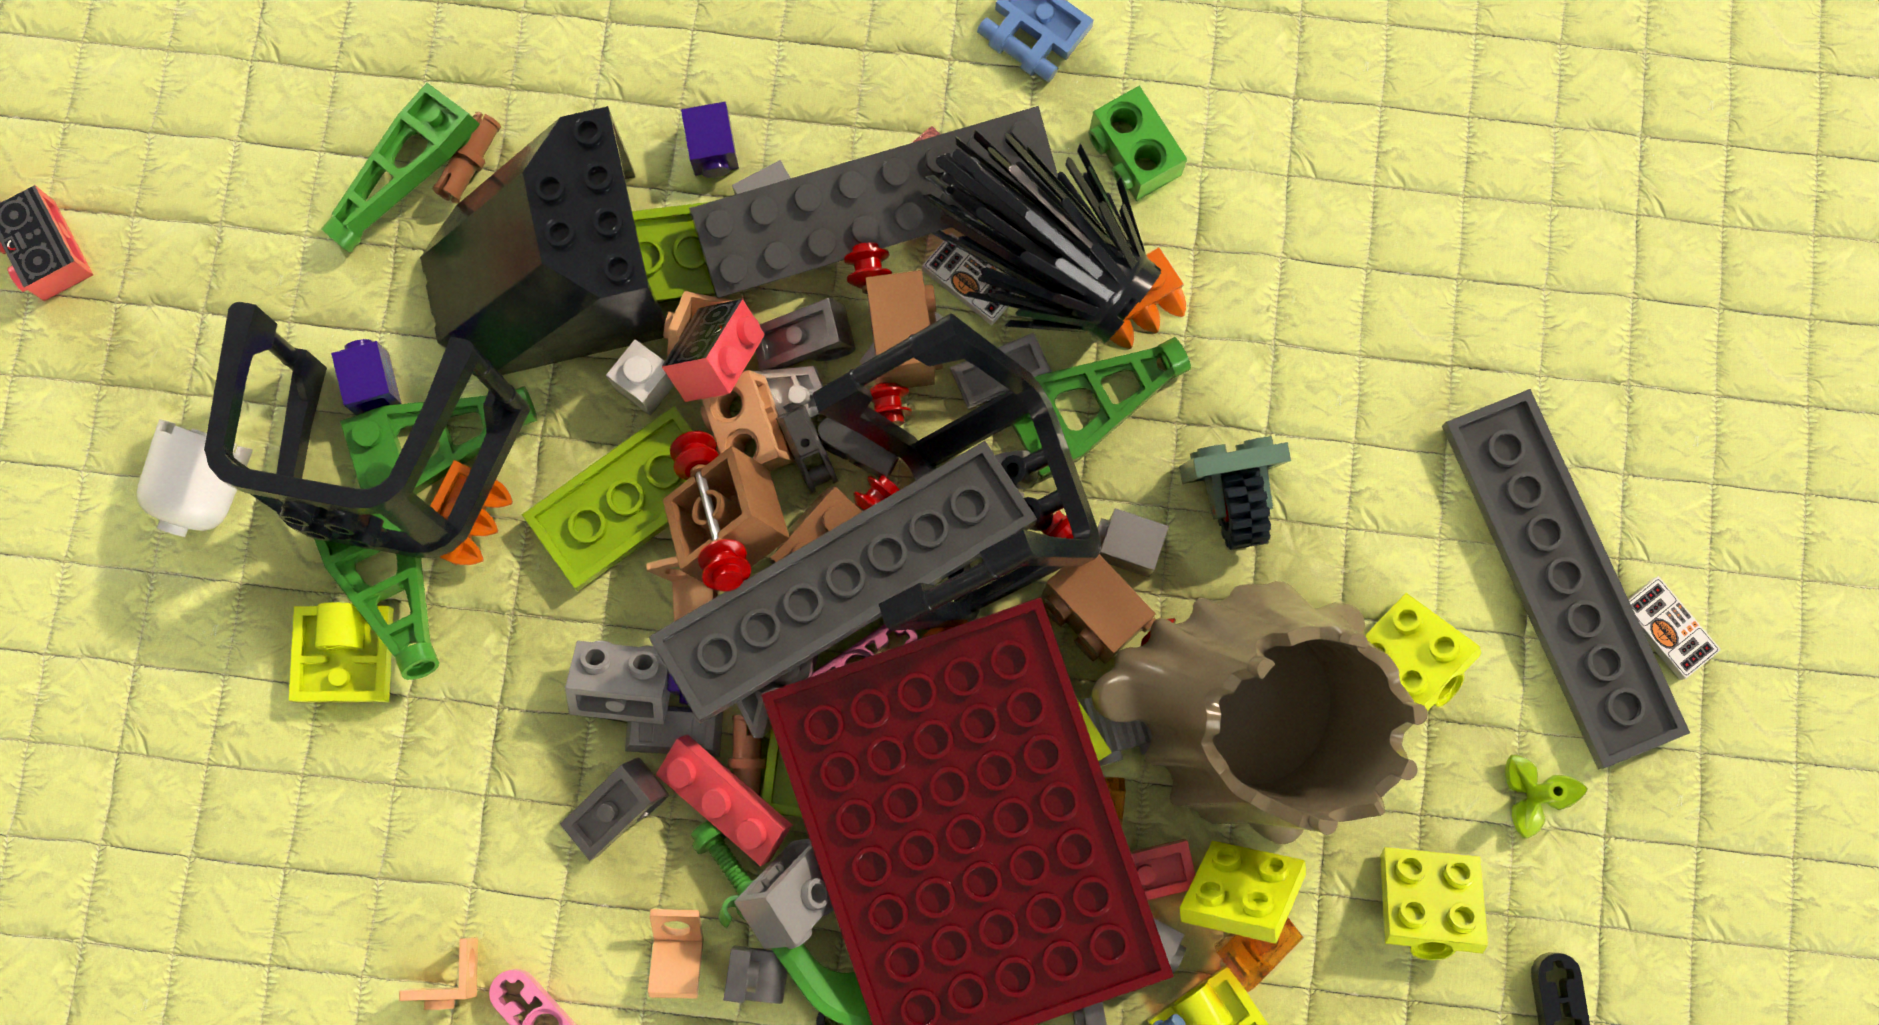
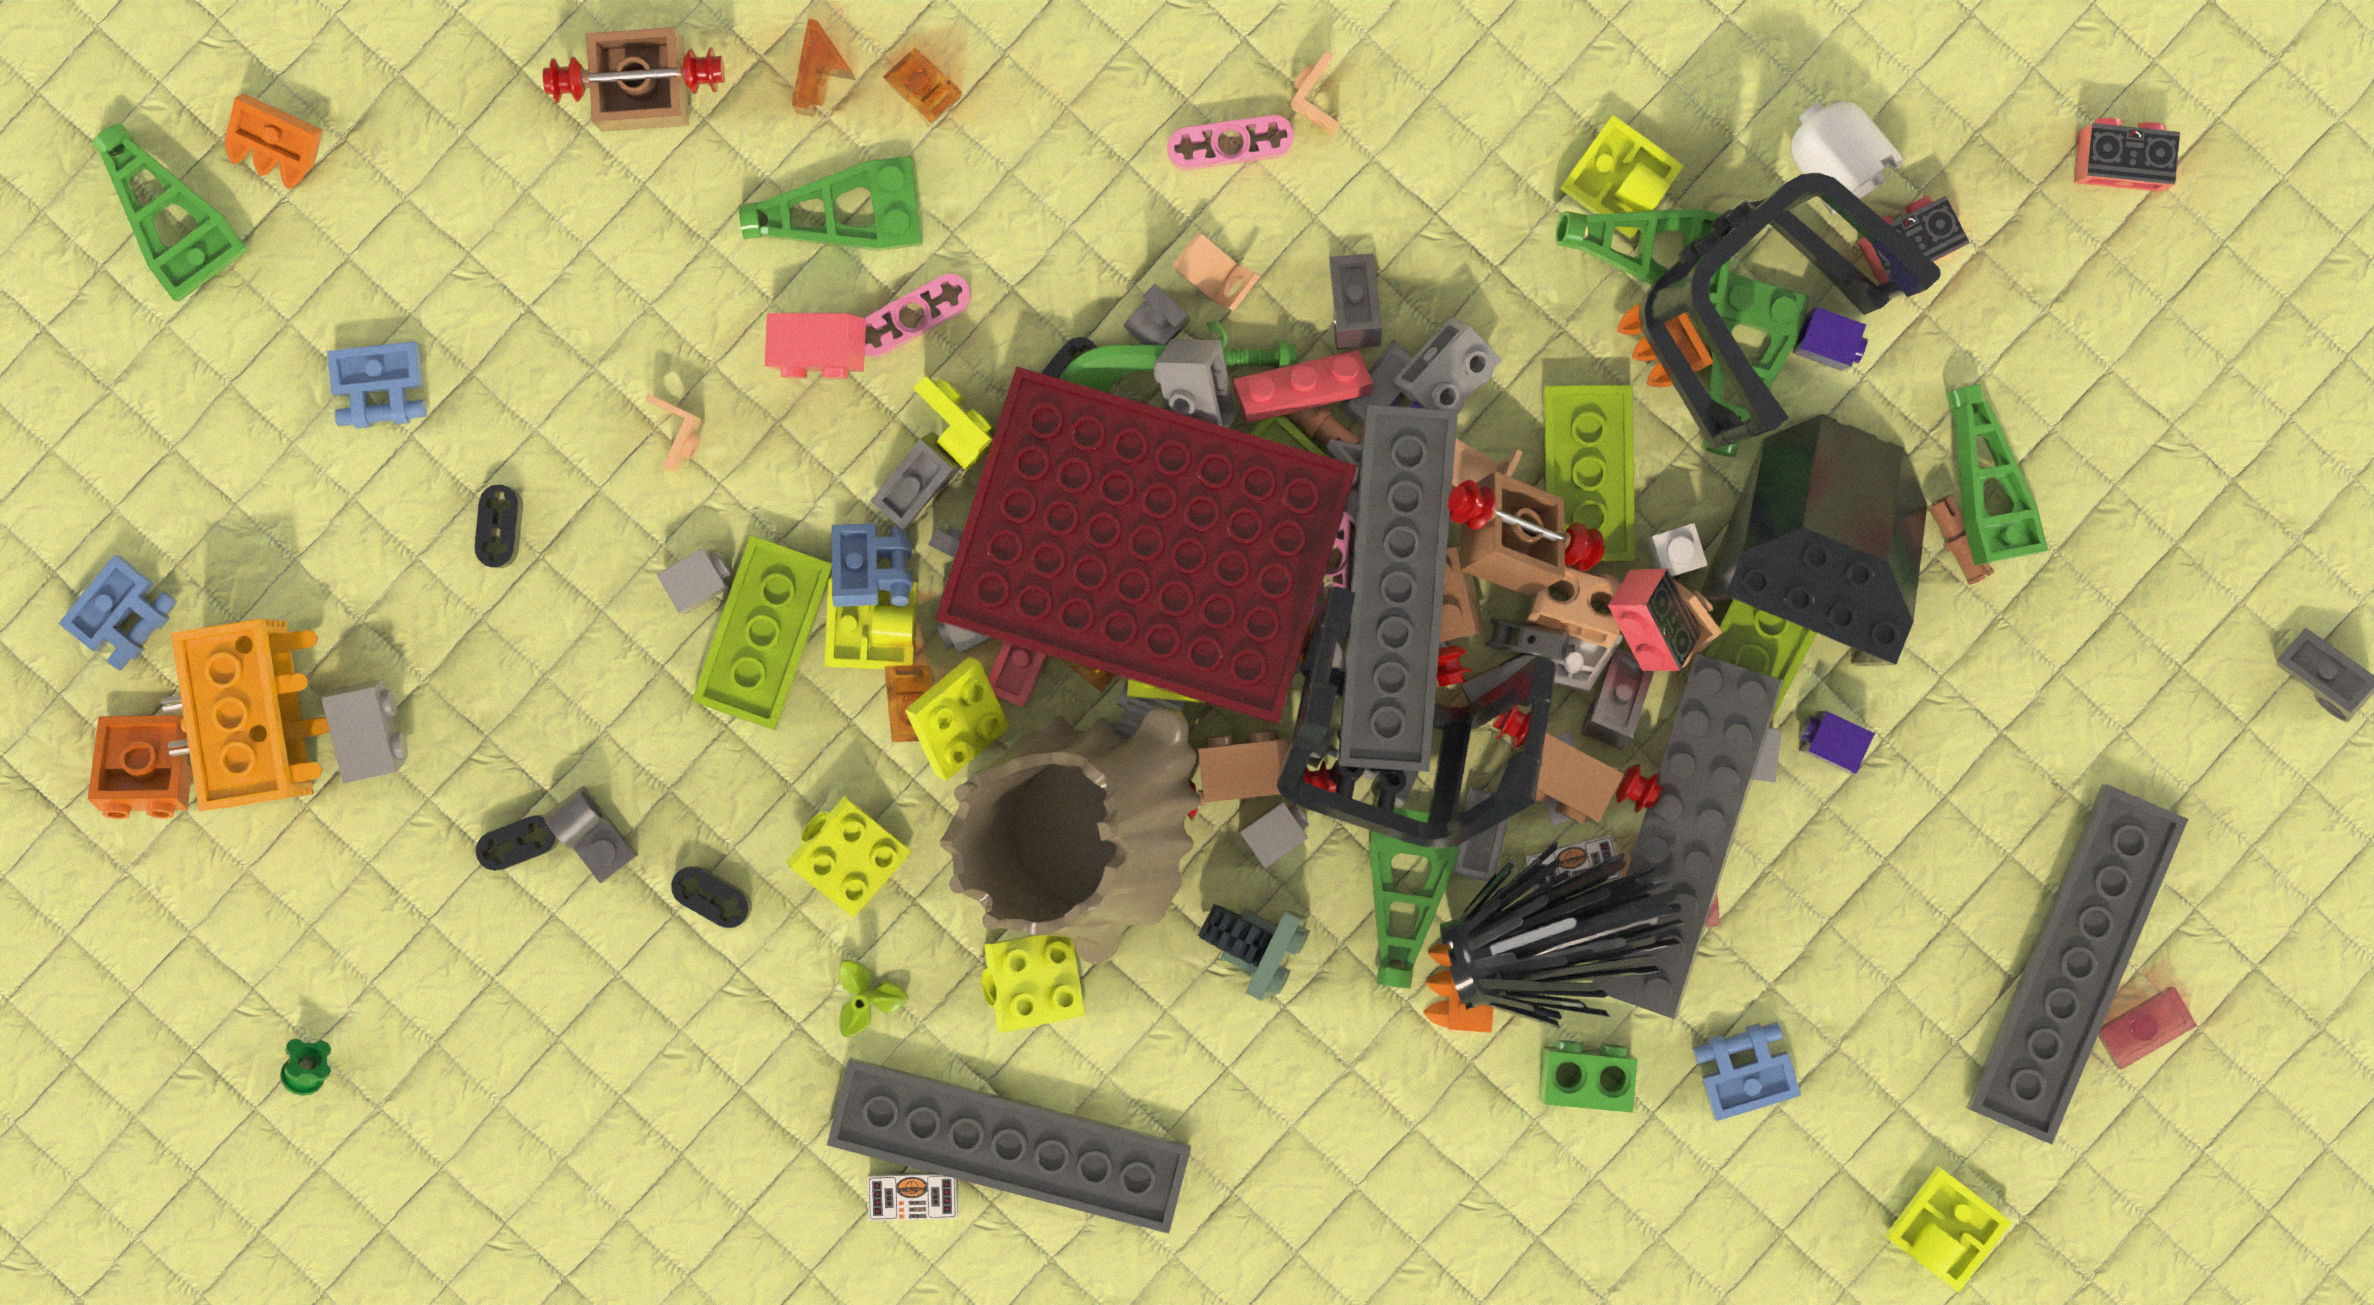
camera: 125 degrees right, 10 degrees up
(200, 361) = (1928, 226): none -> brick

